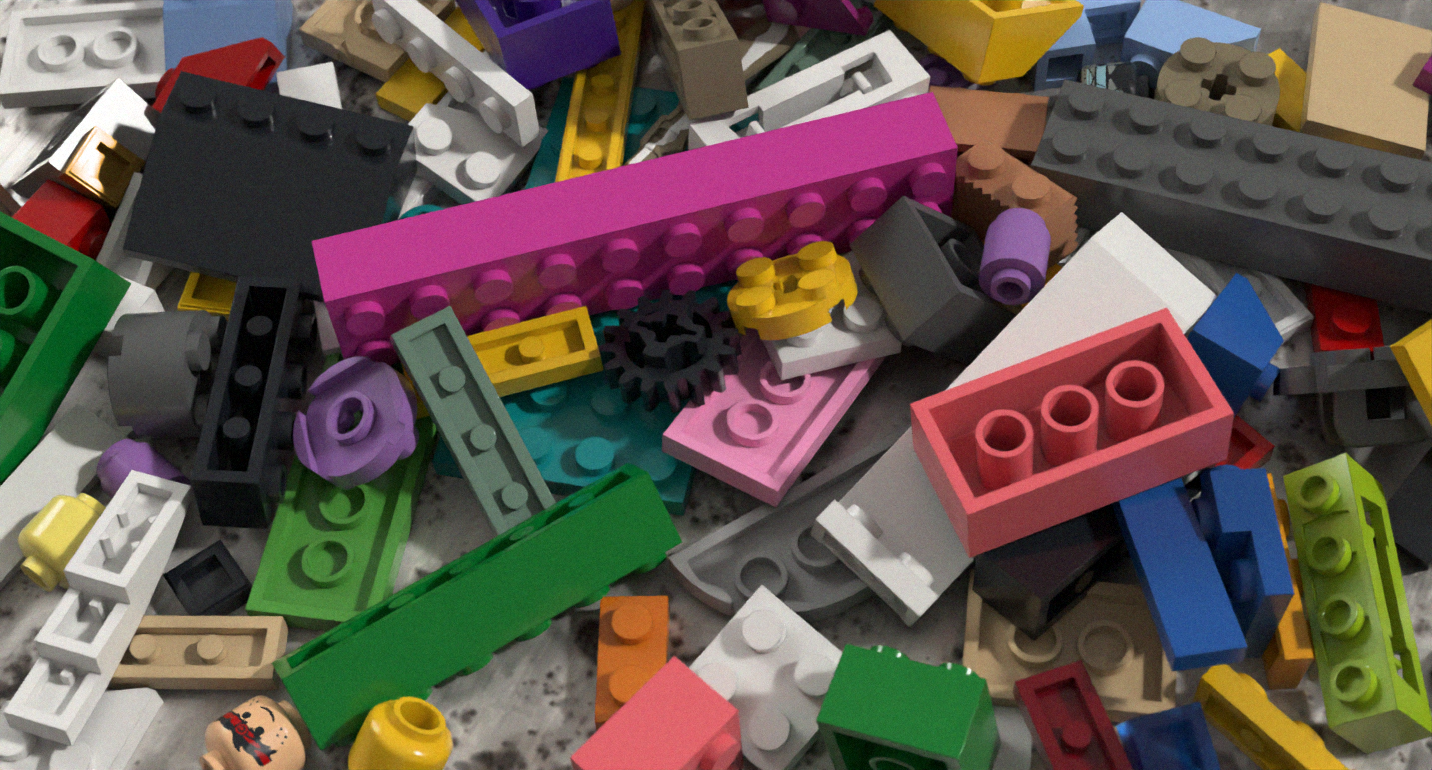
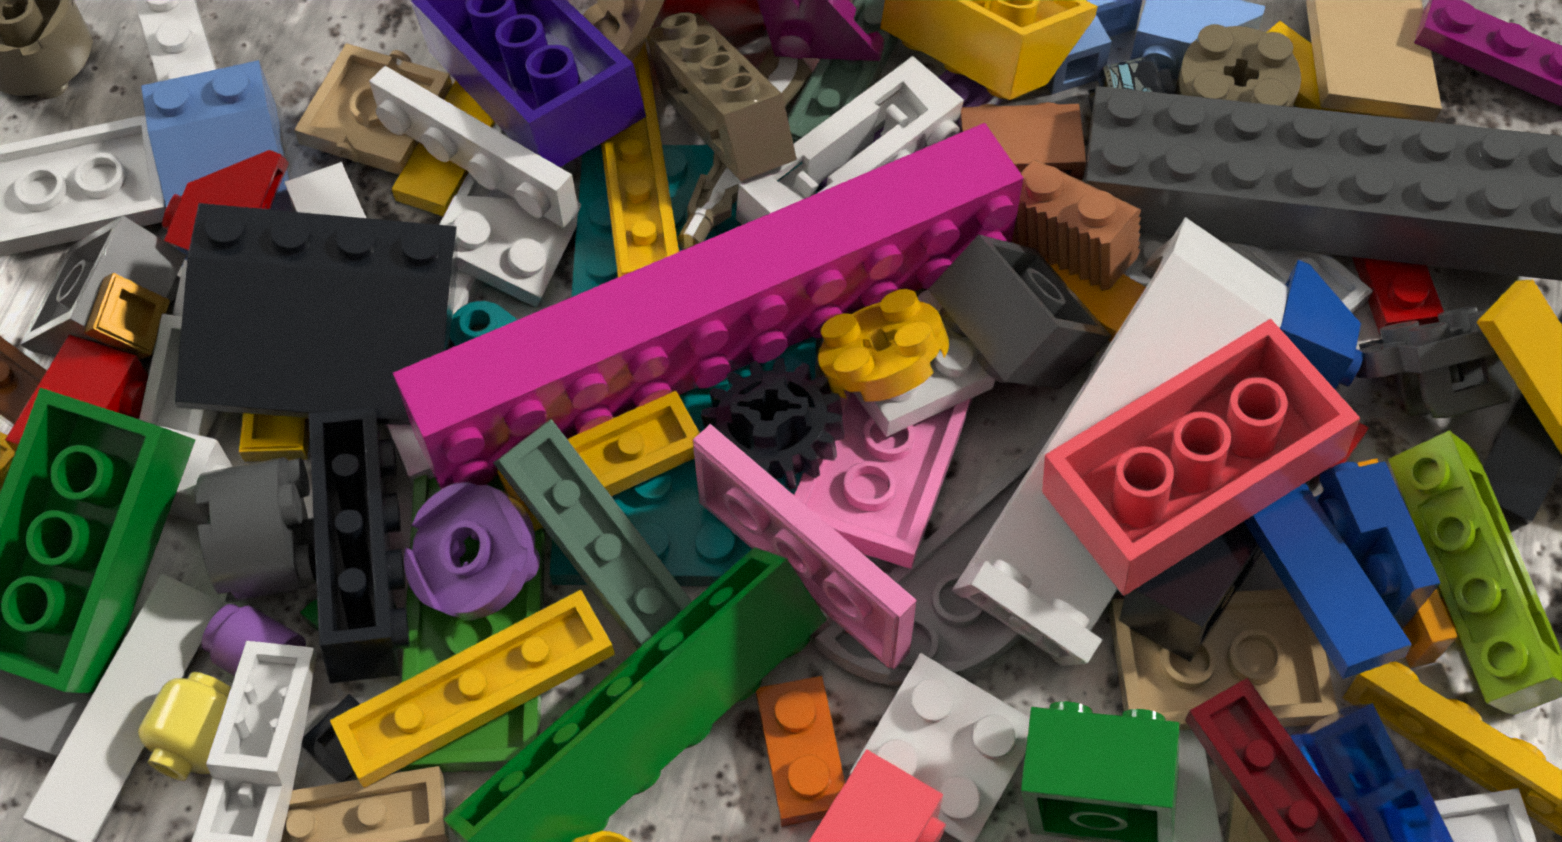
camera: 15 degrees left, 5 degrees up
(327, 548) = (471, 688): none -> yellow plate
(648, 440) = (831, 568): none -> bright pink tile
(1015, 257) = (1097, 280): medium lavender brick -> none

